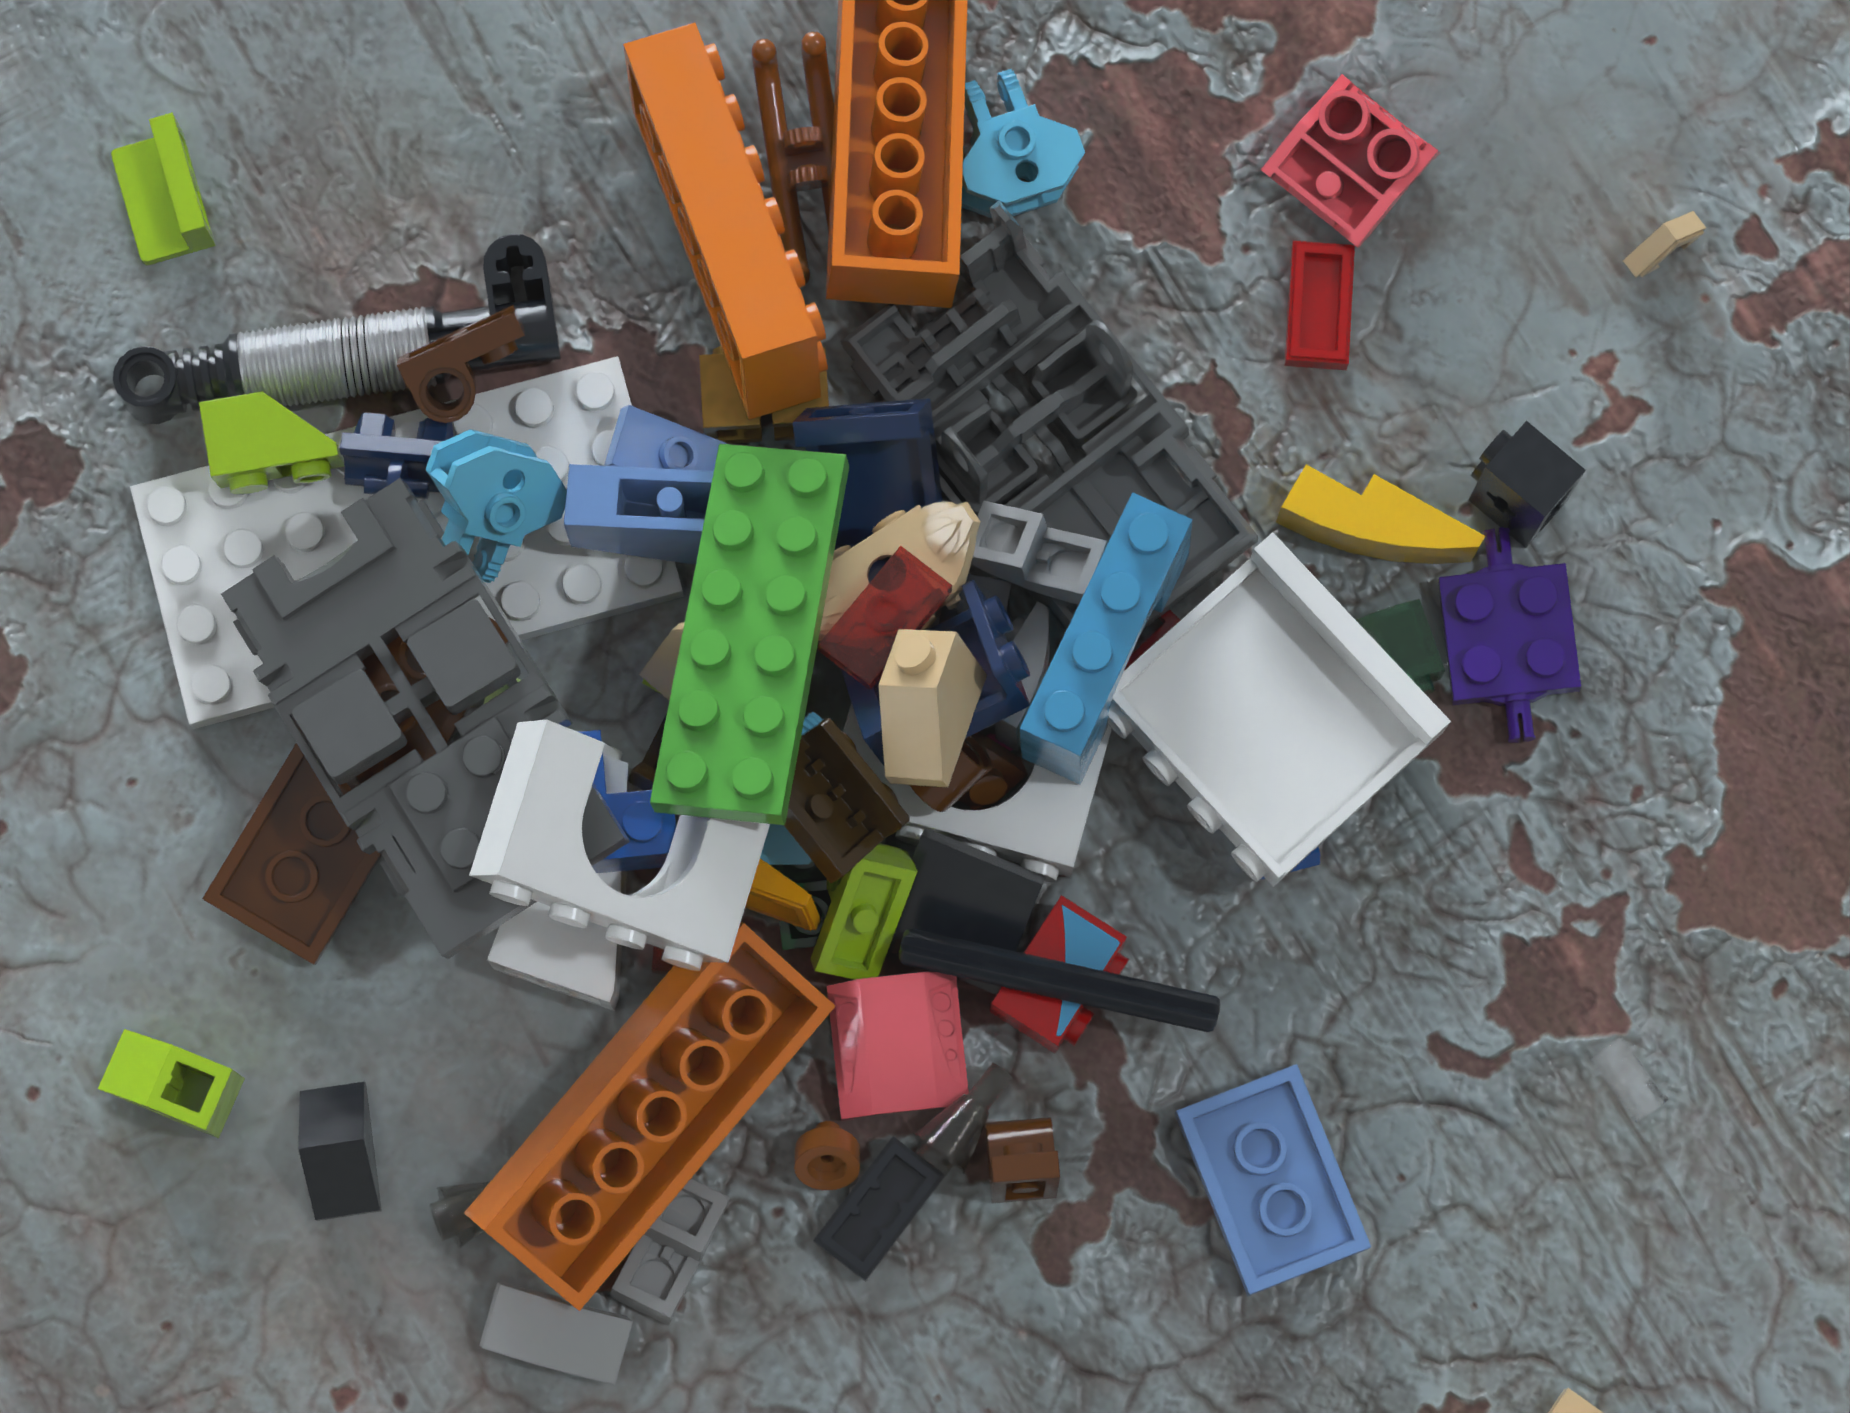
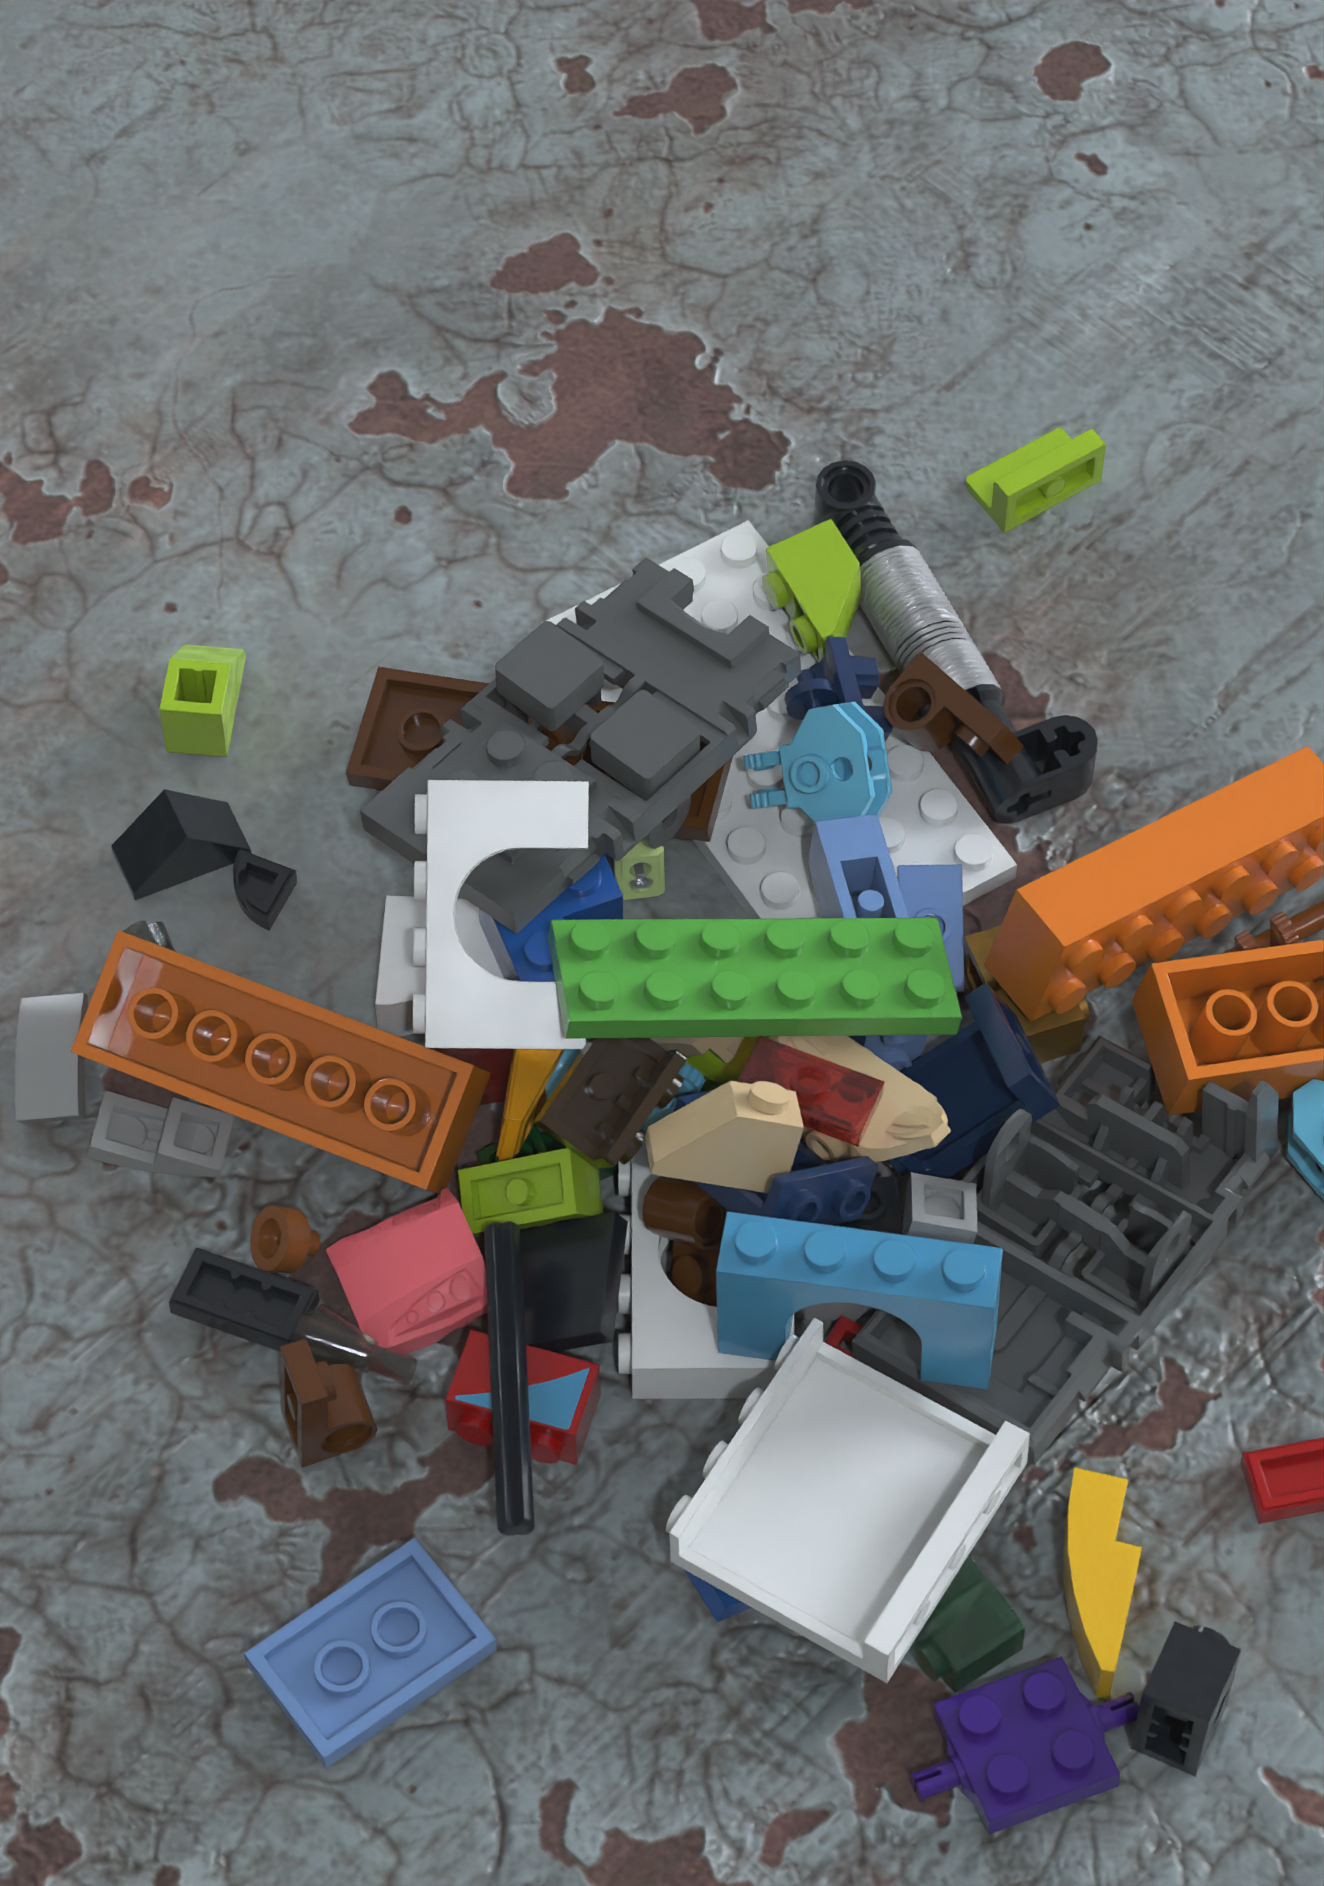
camera: 75 degrees right, 20 degrees down
(411, 1082) = (262, 887): none -> black tile

